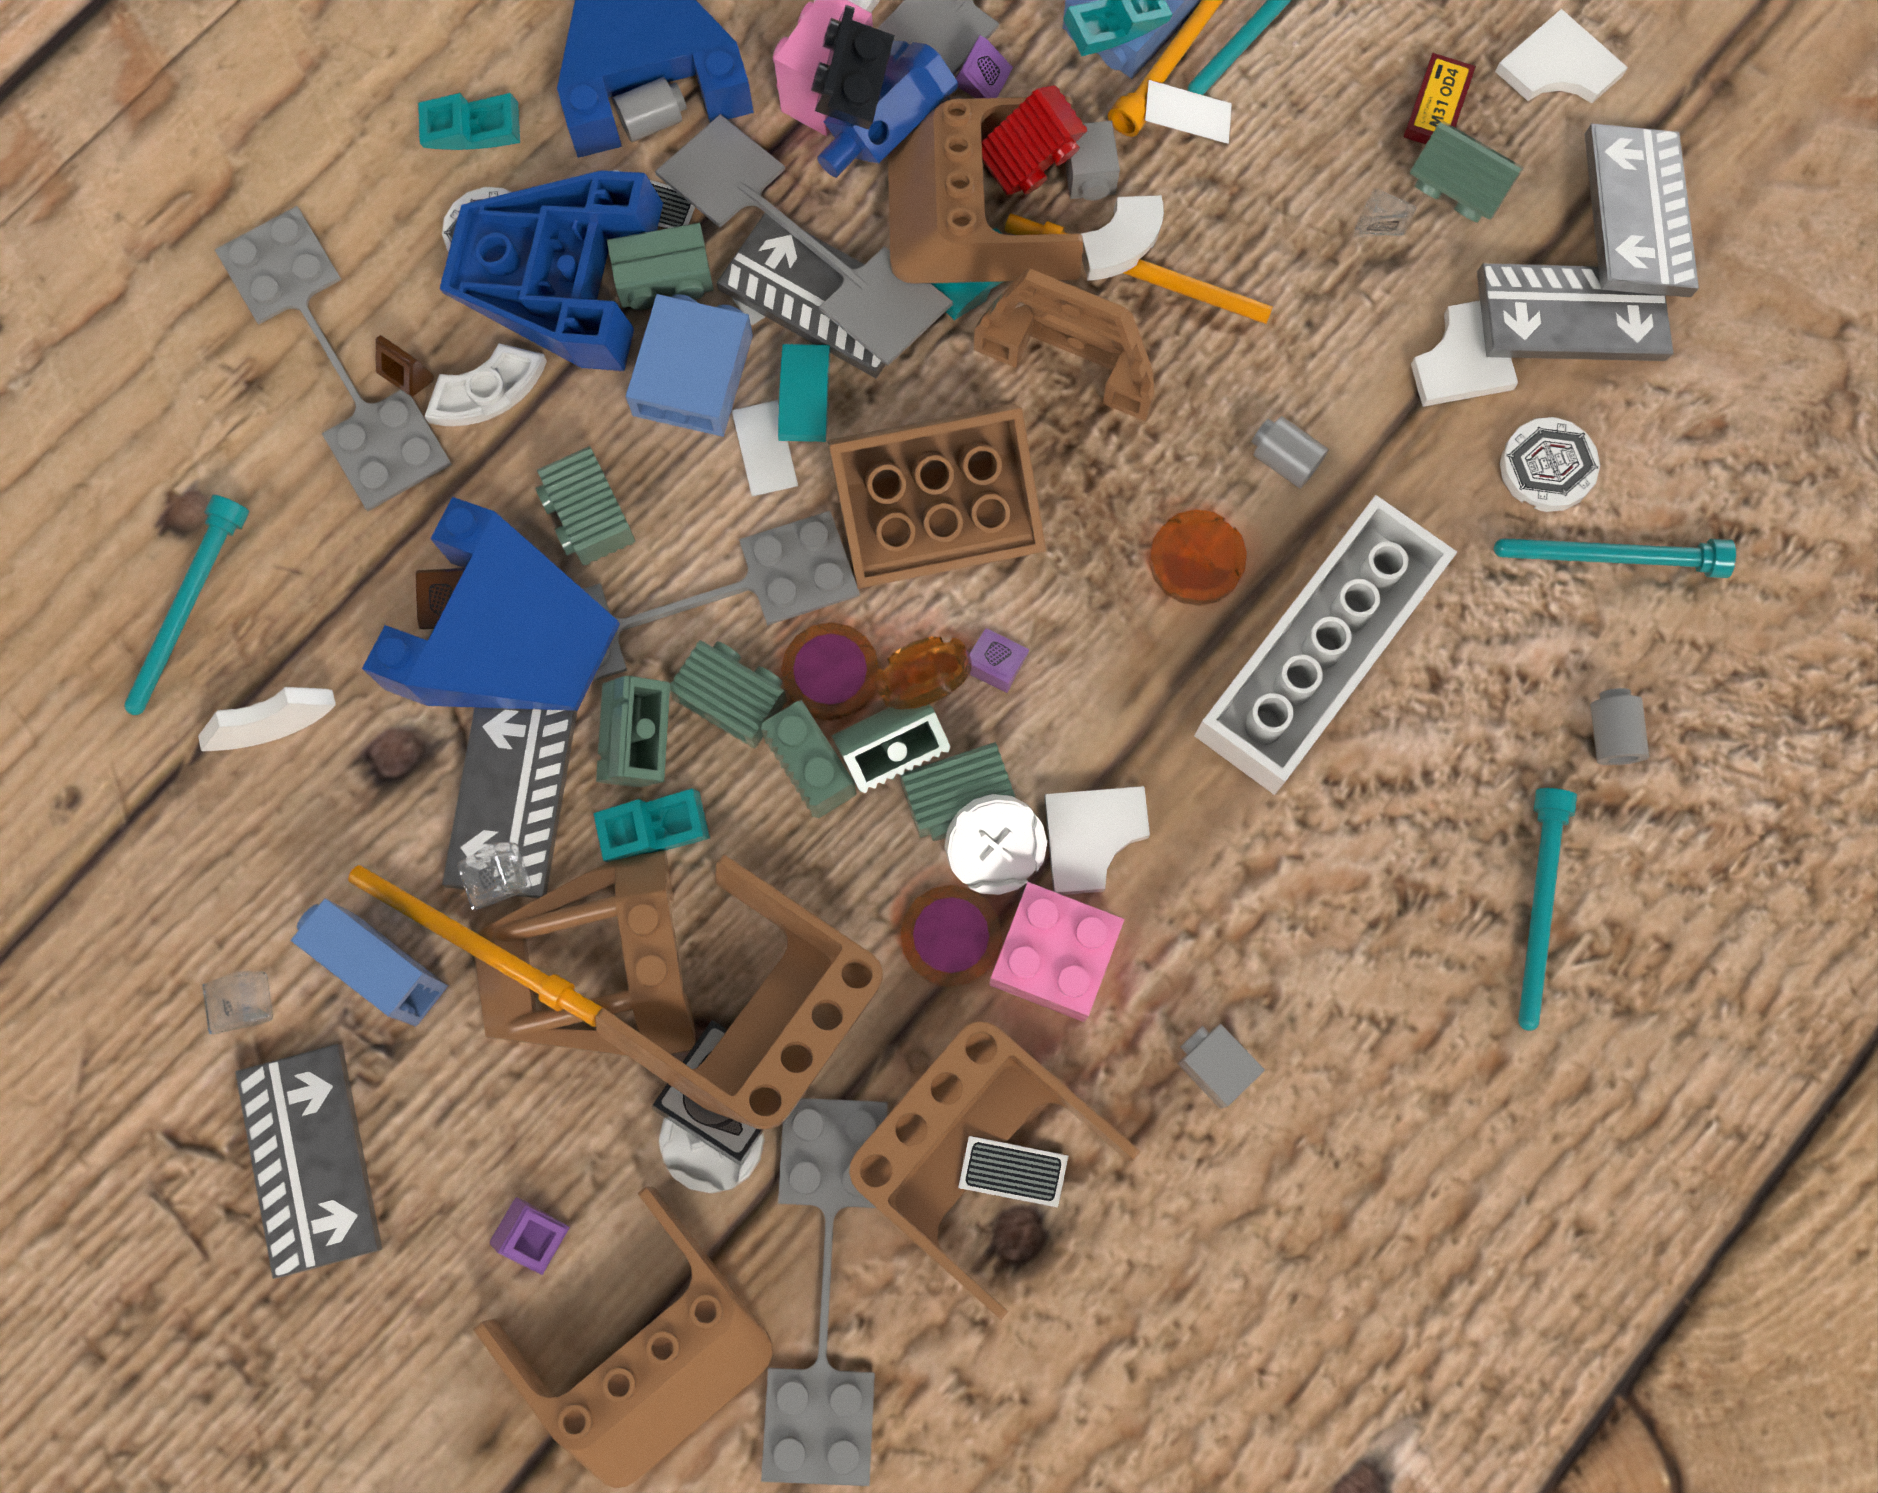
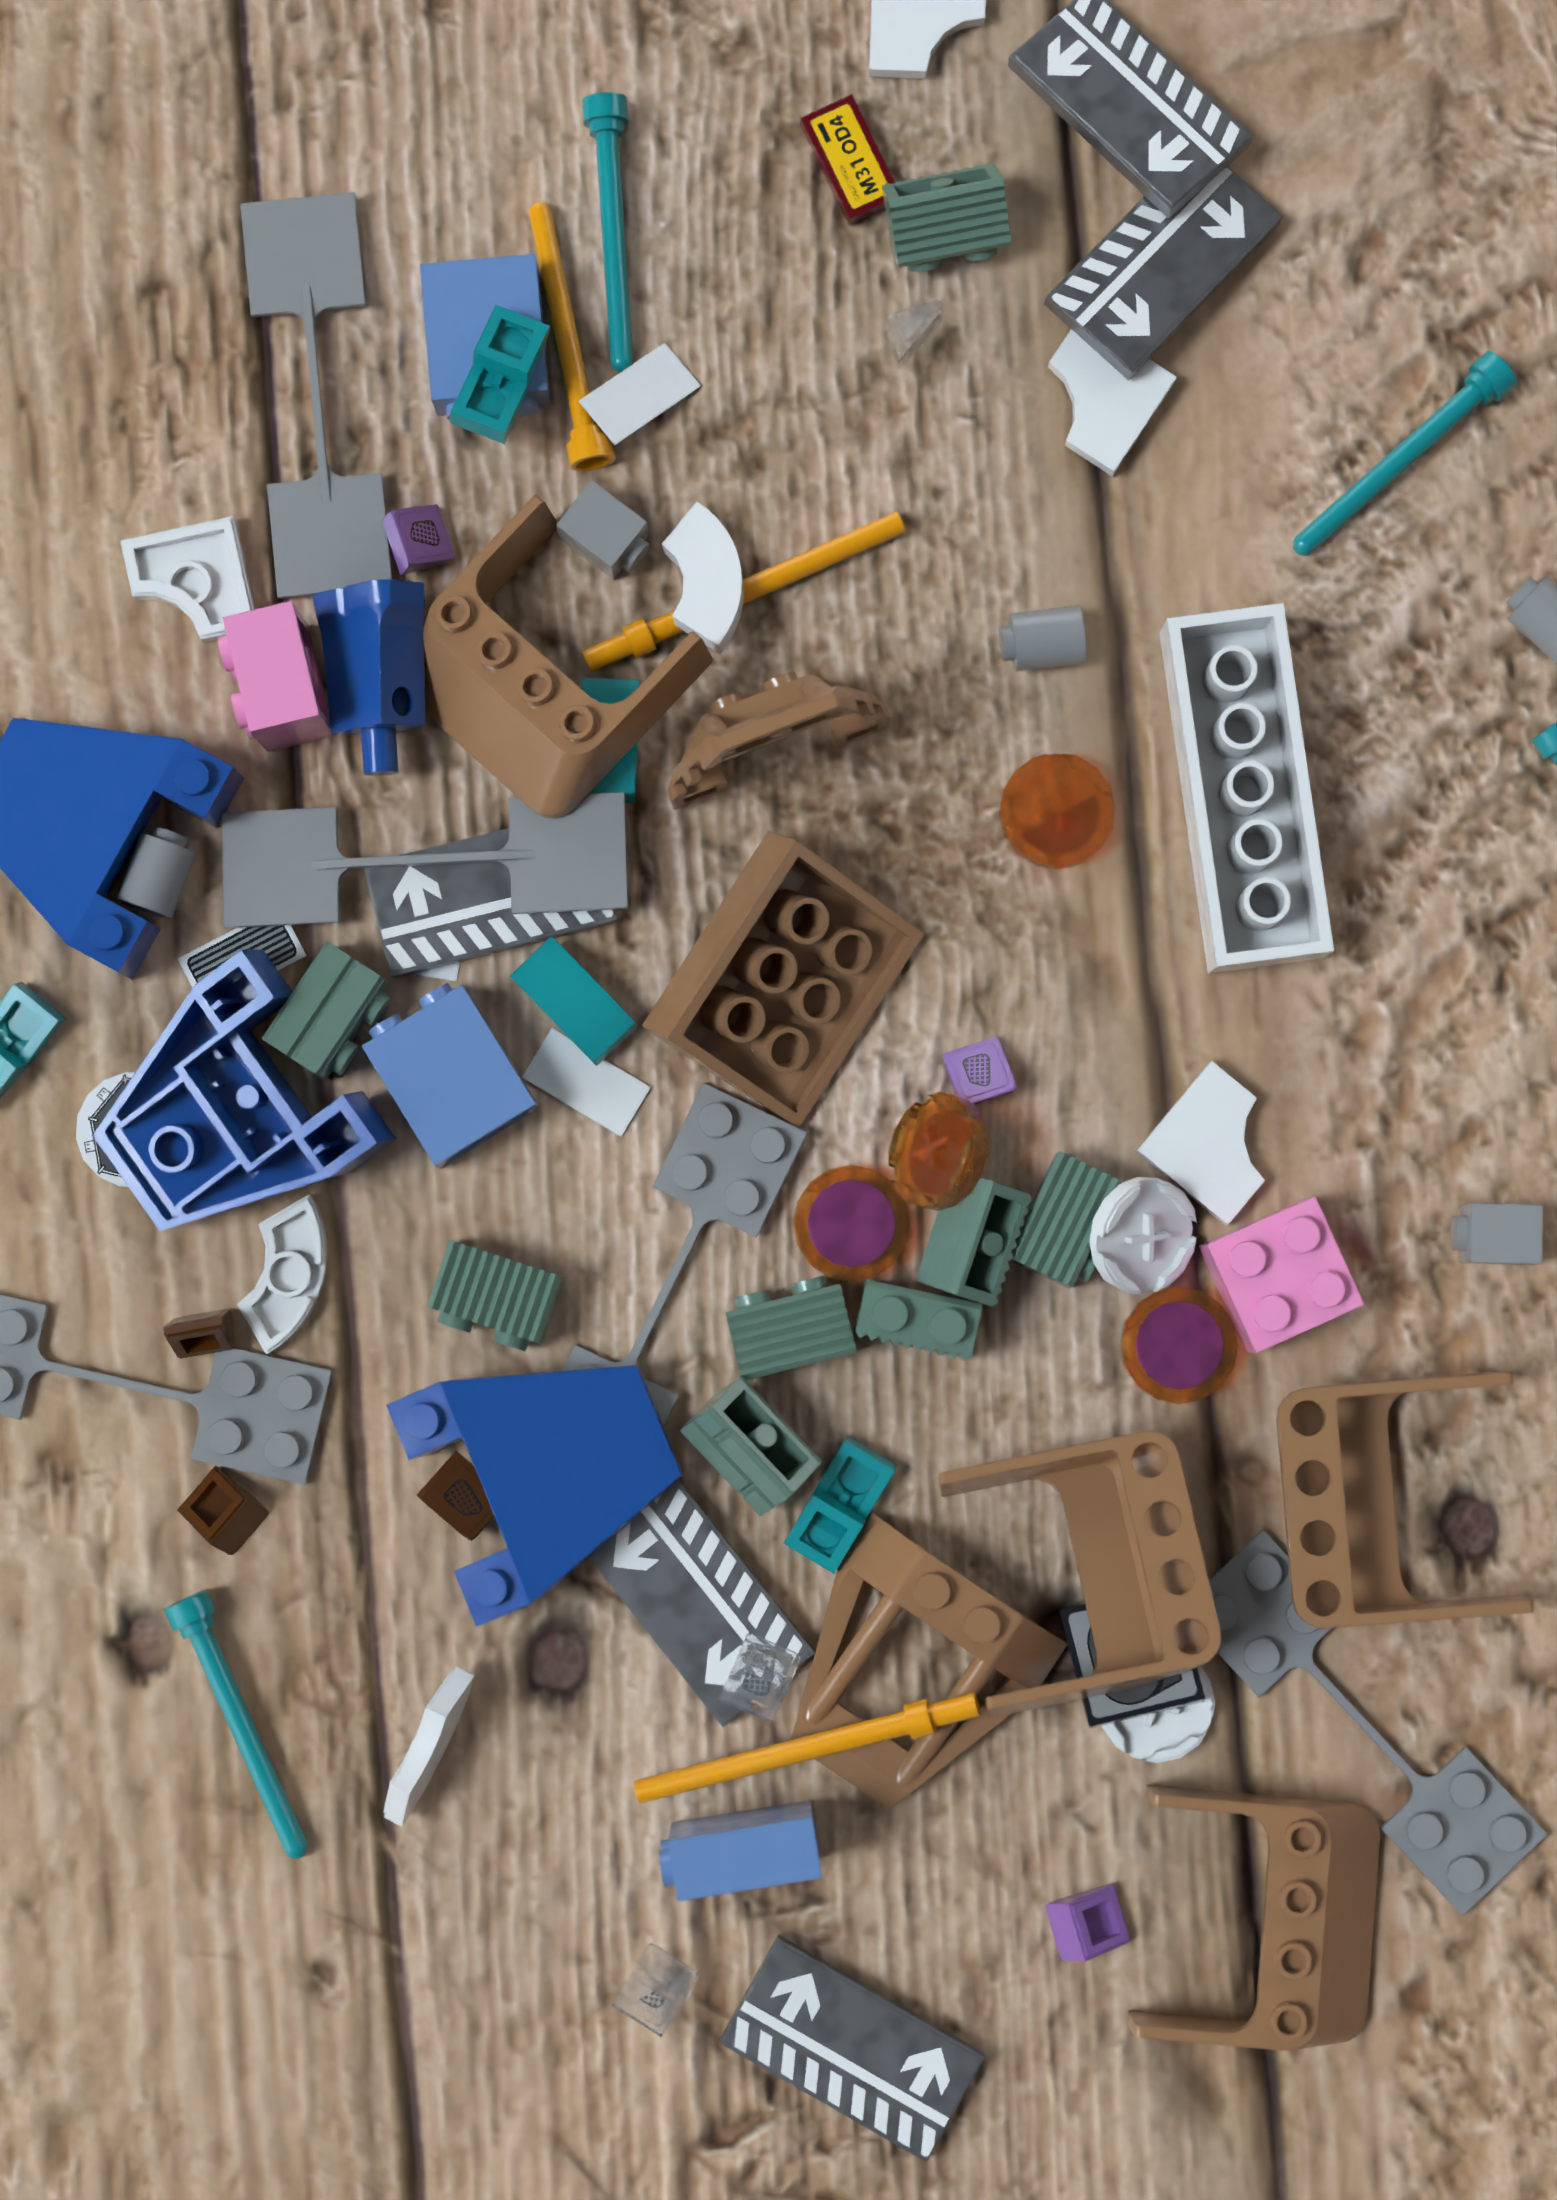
camera: 45 degrees left, 10 degrees up
(306, 481) = (223, 1511): none -> reddish brown slope
(854, 70) = (336, 675): black bracket -> none
(1013, 1171) = (1418, 1483): sticker -> none
(1032, 140) = (544, 571): red brick -> none
(1550, 464) = (1272, 426): white tile -> none

